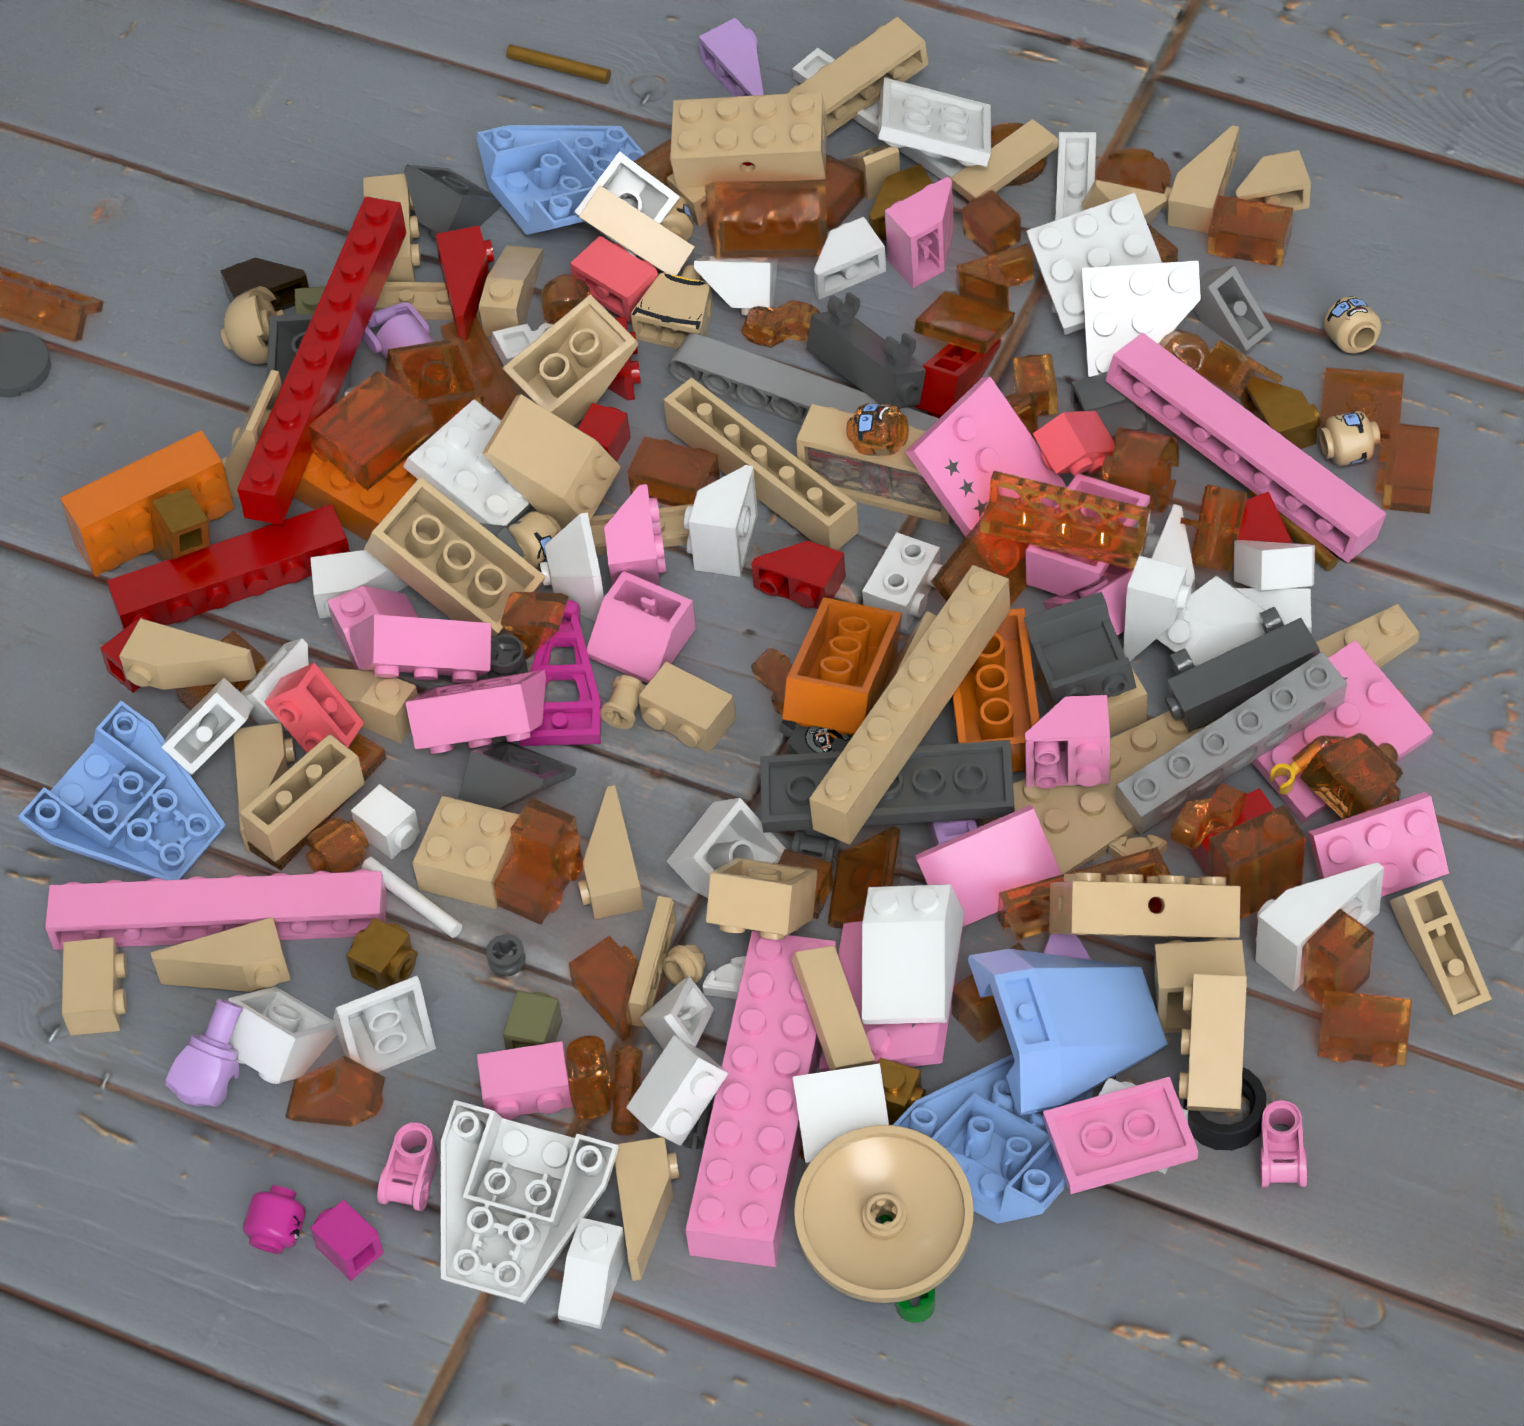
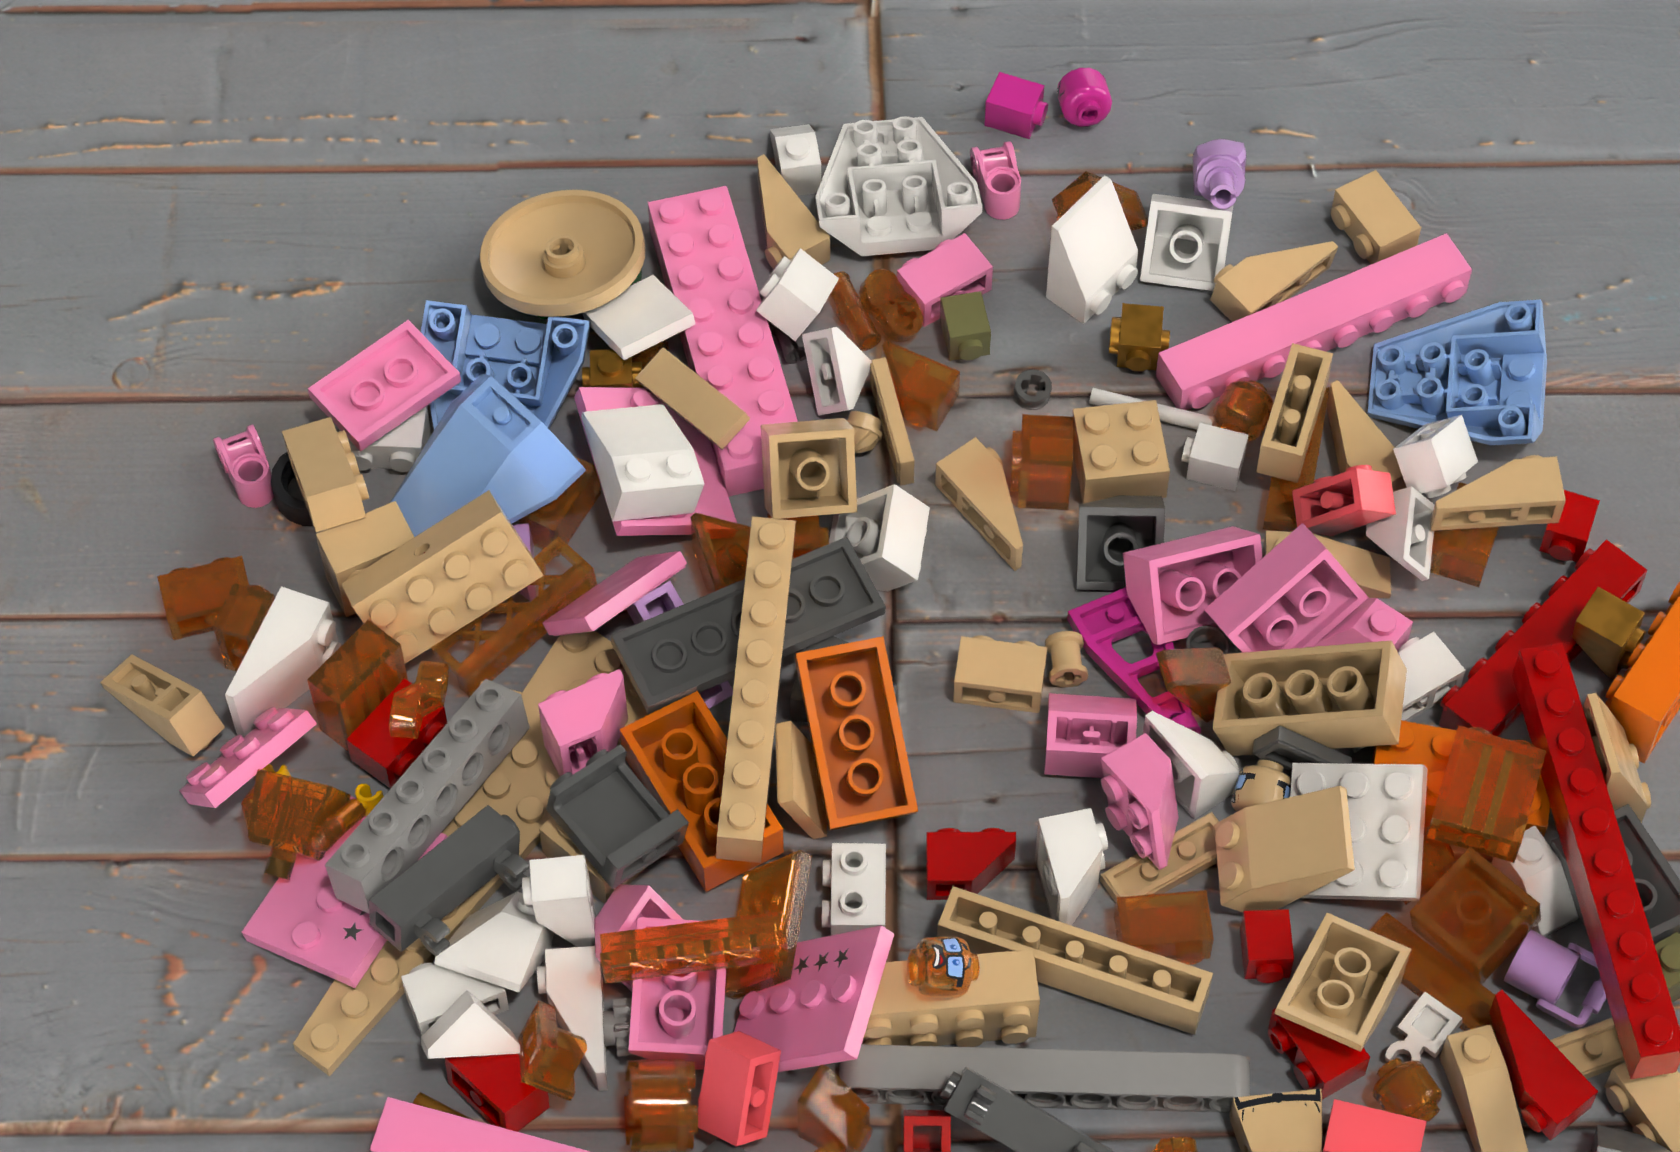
camera: 150 degrees right, 5 degrees up
(772, 671) = (931, 744): clear orange piece -> none

